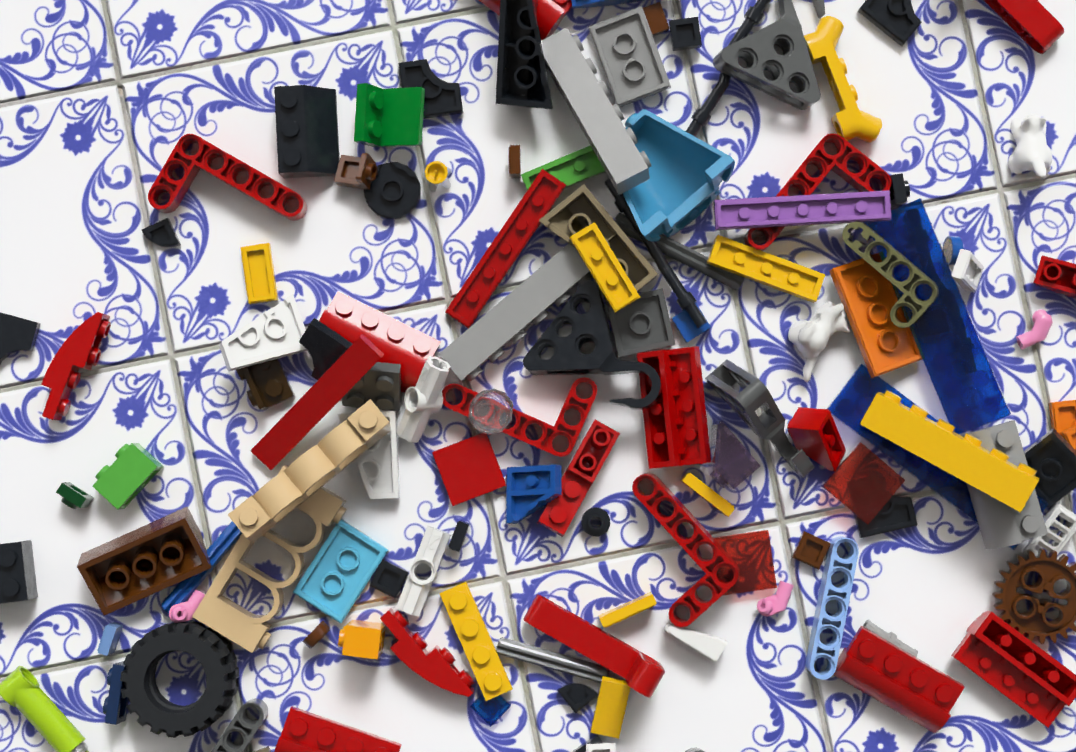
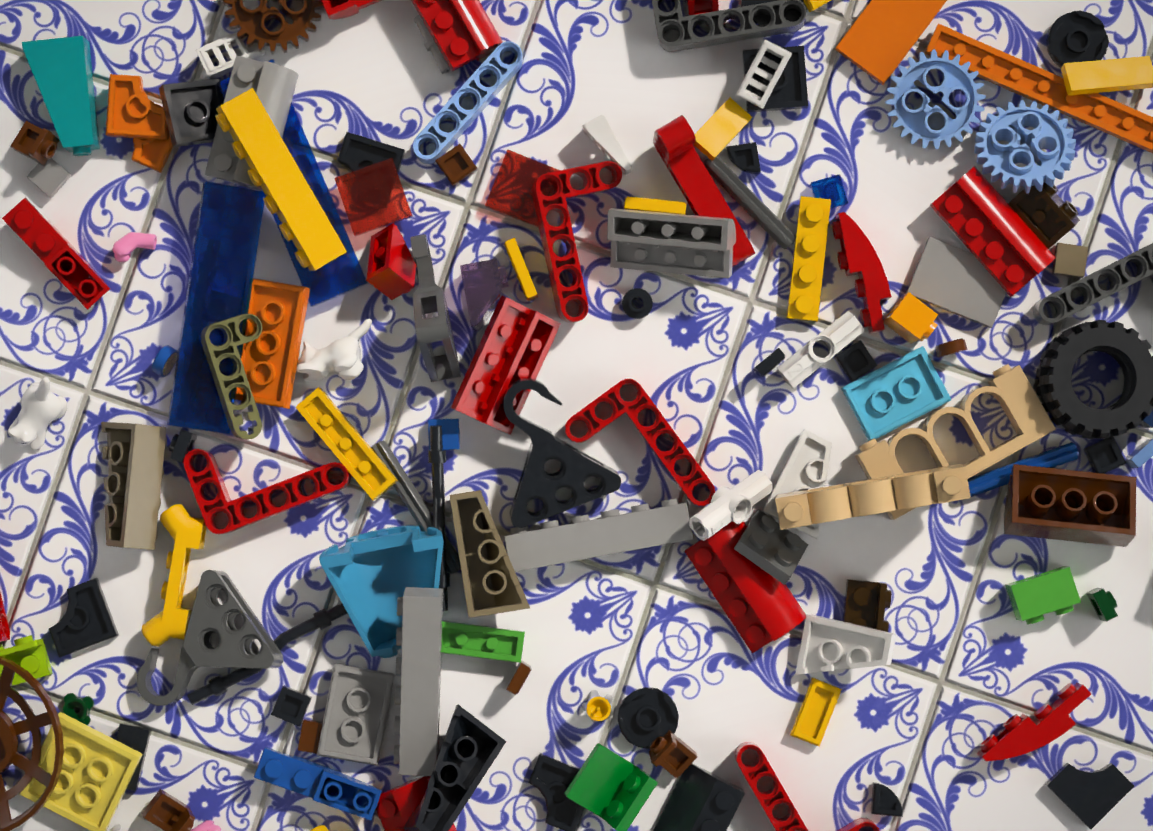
camera: 150 degrees left, 0 degrees up
(140, 618) = (1104, 455): none -> black tile
(184, 611) = (1058, 439): bright pink arm -> none
(317, 402) = (830, 558): red tile -> none
(323, 346) = (794, 598): black tile -> none
(342, 691) = (956, 283): none -> light grey tile
(469, 468) = (724, 418): red tile -> none
(490, 411) = (676, 457): clear hair -> none
(505, 248) = (574, 601): red tile -> none
(531, 489) = (680, 366): blue wing -> none
(579, 477) = (630, 352): red slope -> none
(596, 587) = (671, 242): none -> light grey brick
(604, 267) = (495, 529): yellow tile -> none
(642, 325) = (490, 461): dark grey plate -> none
(775, 603) = (515, 136): bright pink arm -> none
(802, 210) = (282, 477): medium lavender tile -> none
(919, 136) = (133, 483): none -> dark tan wedge
(967, 271) = (164, 334): white plate -> none

